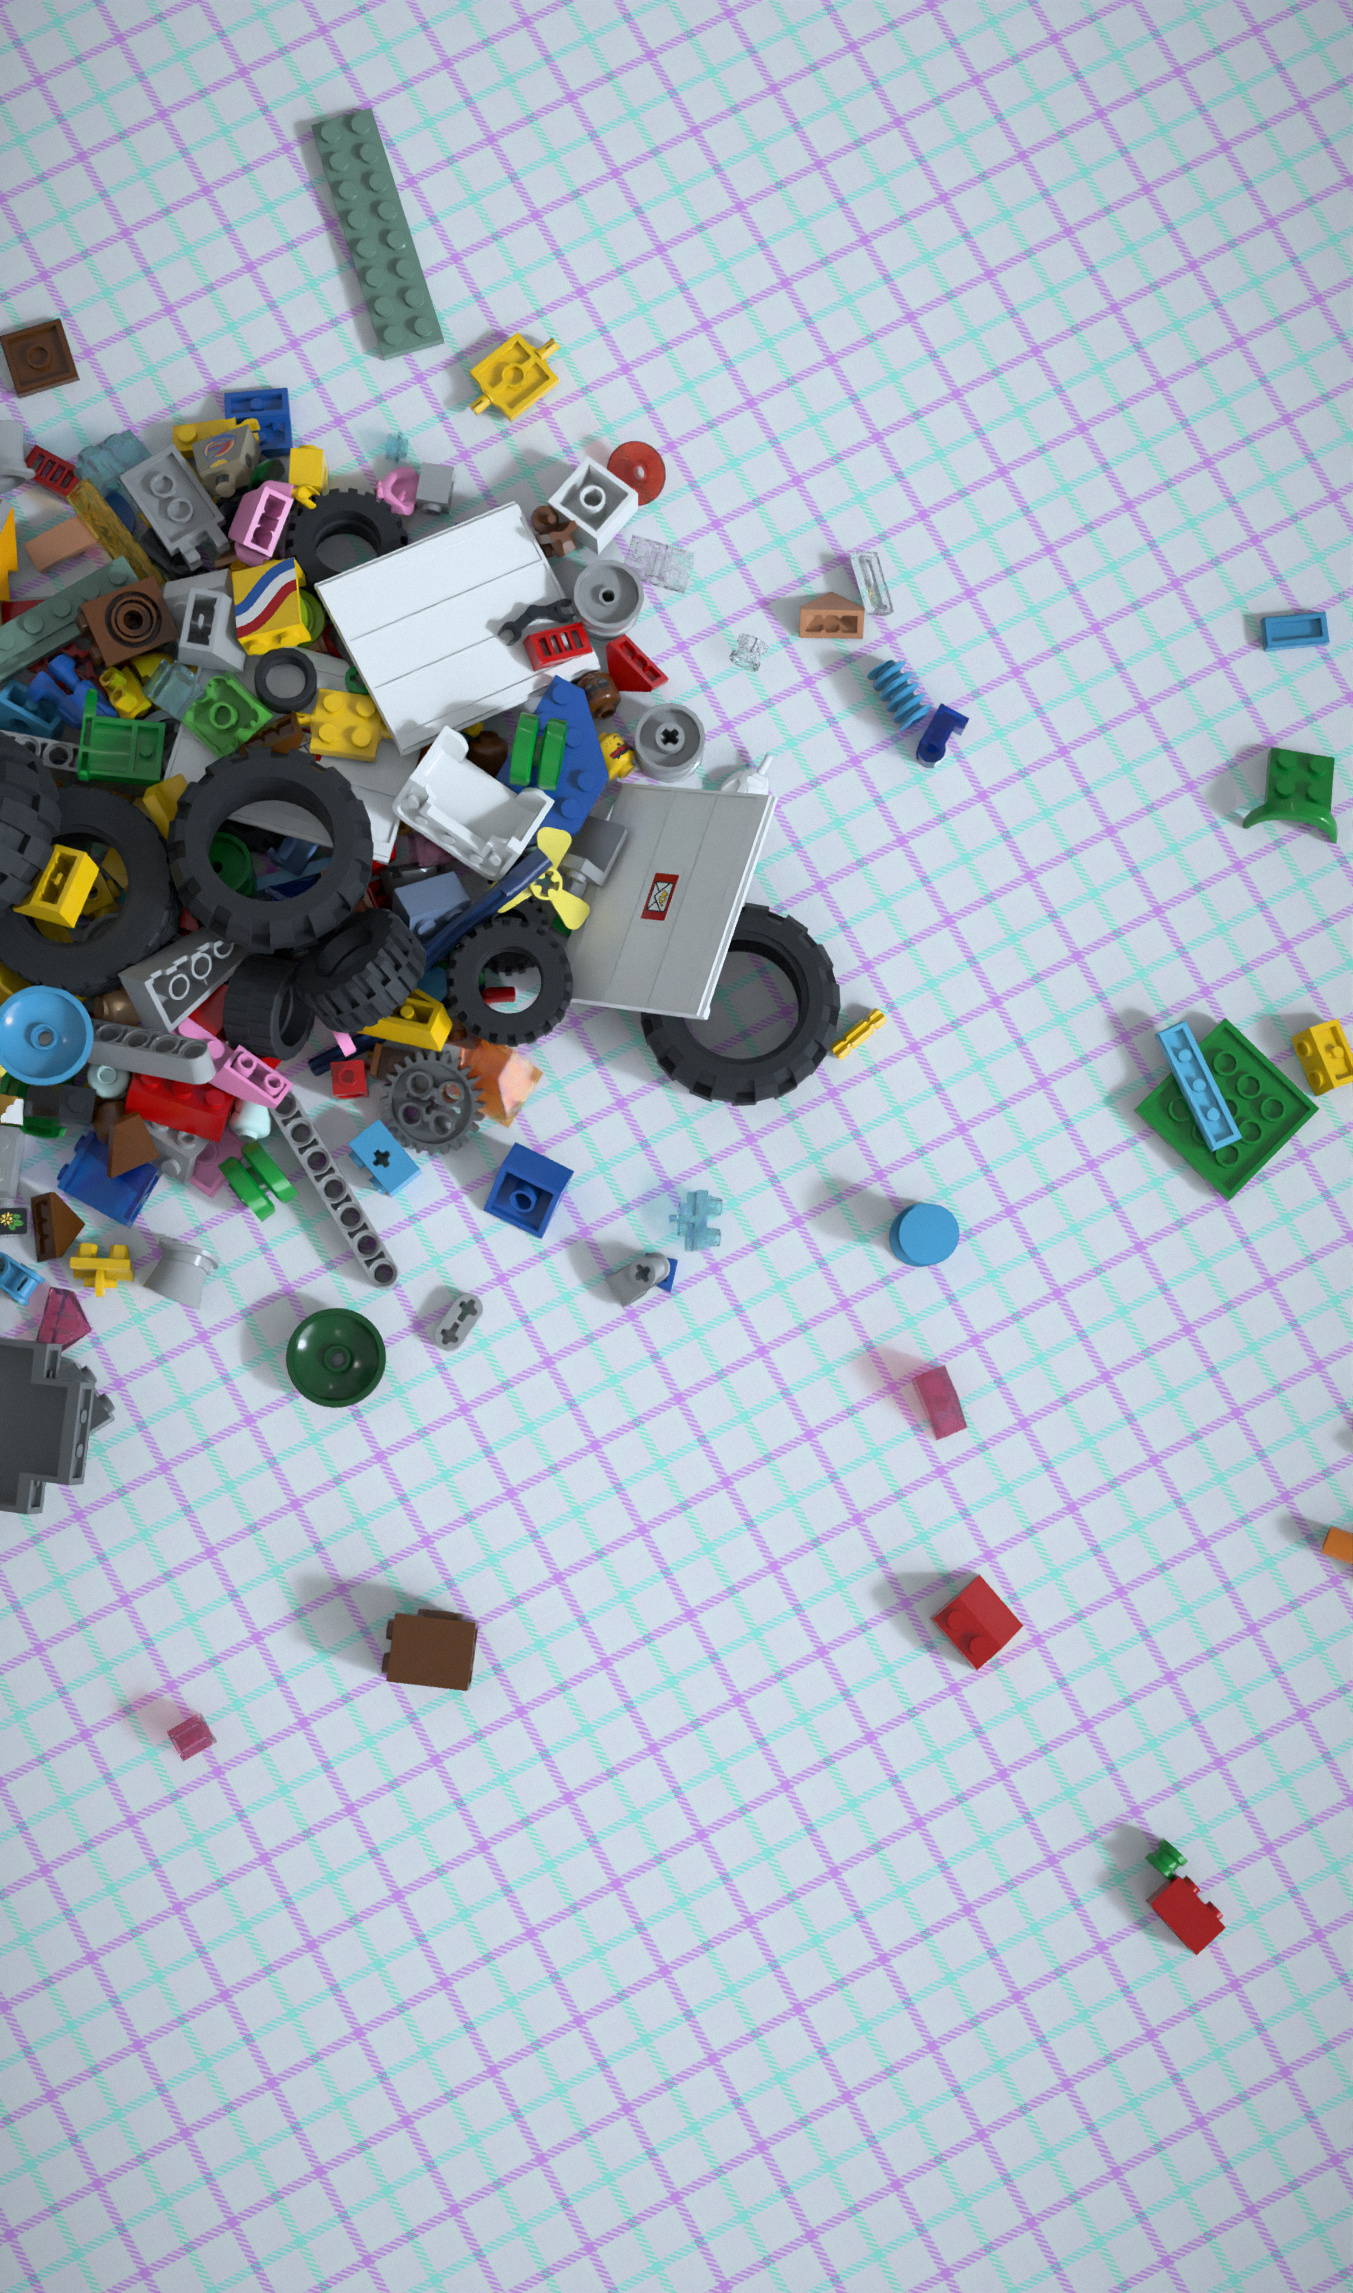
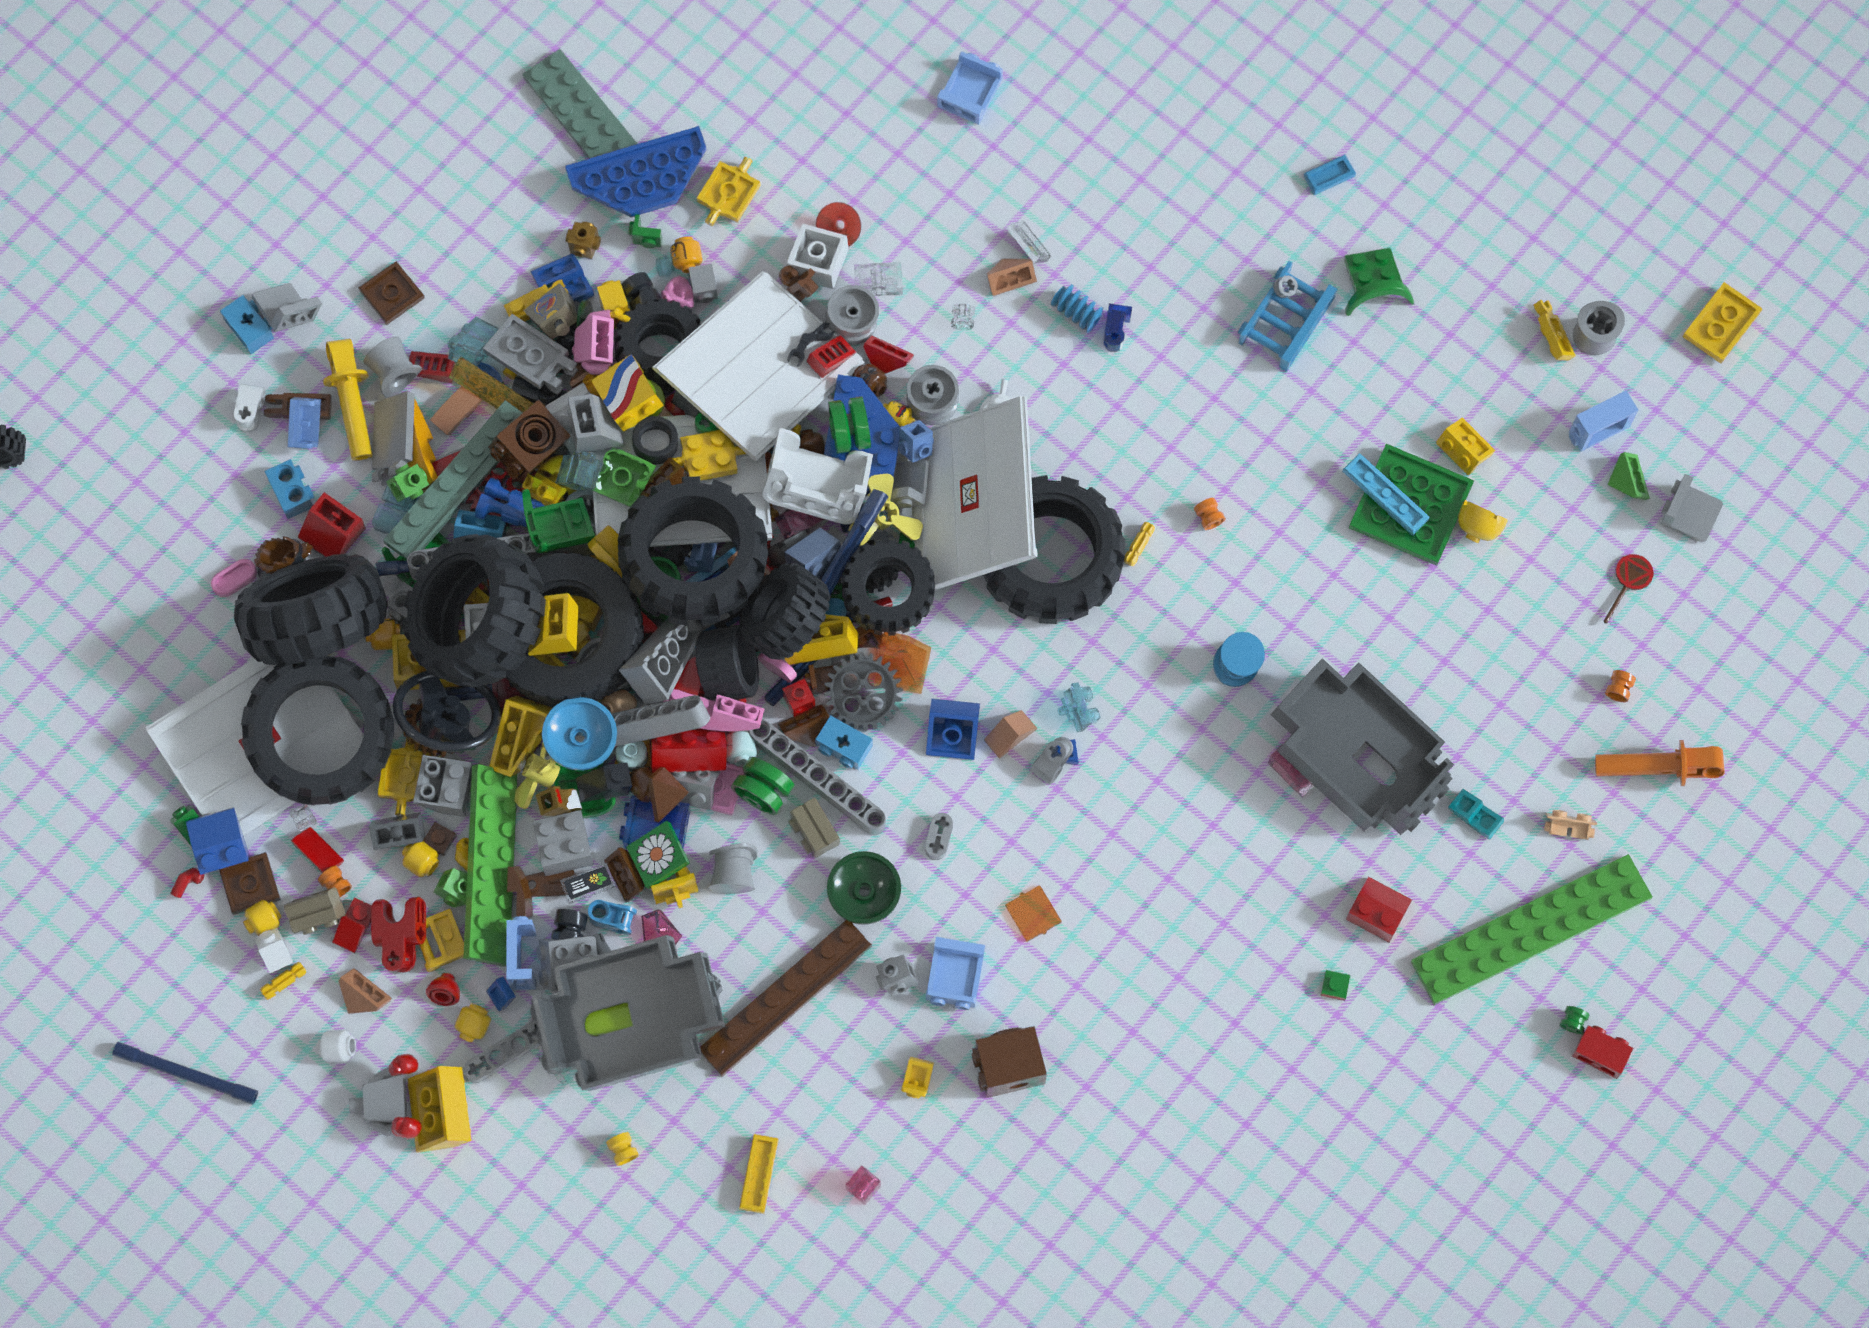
camera: 15 degrees left, 10 degrees down
(70, 1672) = (758, 1174): none -> yellow plate
(94, 1220) = (658, 854): none -> tile
(189, 1458) = (784, 997): none -> reddish brown plate
(305, 1255) = (814, 828): none -> dark tan brick
(306, 384) = (583, 239): none -> pearl gold brick
(311, 1625) = (917, 1077): none -> yellow bracket
(334, 1484) = (896, 975): none -> light grey brick
(345, 1117) = (805, 726): none -> reddish brown slope
(350, 469) = (639, 289): none -> black wheel
(386, 401) = (644, 236): none -> green bracket
(409, 317) = (640, 175): none -> blue plate
(410, 1509) = (955, 973): none -> light blue panel
(427, 441) = (686, 254): none -> light orange head
(539, 1465) = (1033, 913): none -> clear orange piece
(599, 1221) = (1009, 733): none -> nougat slope
(621, 799) = (916, 441): none -> medium blue brick
(876, 348) = (970, 87): none -> light blue panel
(882, 1699) = (1335, 985): none -> green plate
(963, 1028) = (1209, 513): none -> orange wheel
(1008, 1361) = (1338, 715): none -> dark grey panel
(1148, 1545) = (1475, 814): none -> teal slope
(1159, 1720) = (1531, 929): none -> bright green plate
(1166, 764) = (1292, 283): none -> light grey bush
(1169, 832) = (1298, 335): none -> dark azure fence
(1275, 1608) = (1580, 825): none -> light nougat hinge
(1305, 1167) = (1480, 522): none -> yellow cylinder

